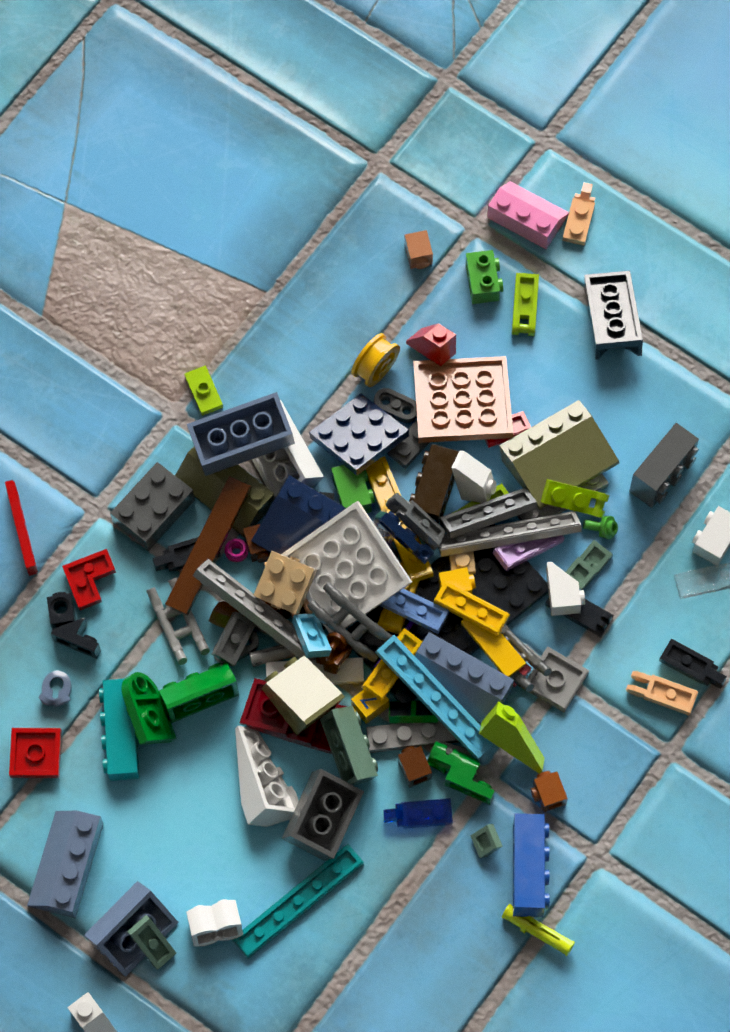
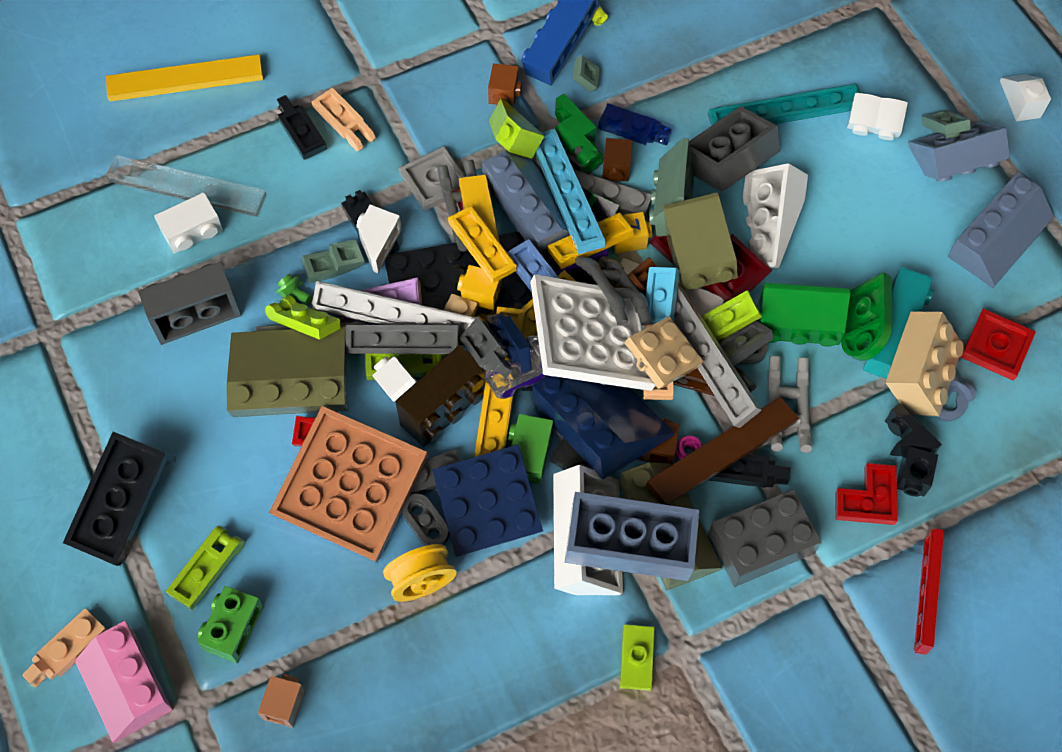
camera: 155 degrees left, 5 degrees down
(86, 691) = (925, 363): none -> tan brick
(252, 650) = (732, 316): none -> lime plate
(434, 343) = (340, 568): red slope -> none

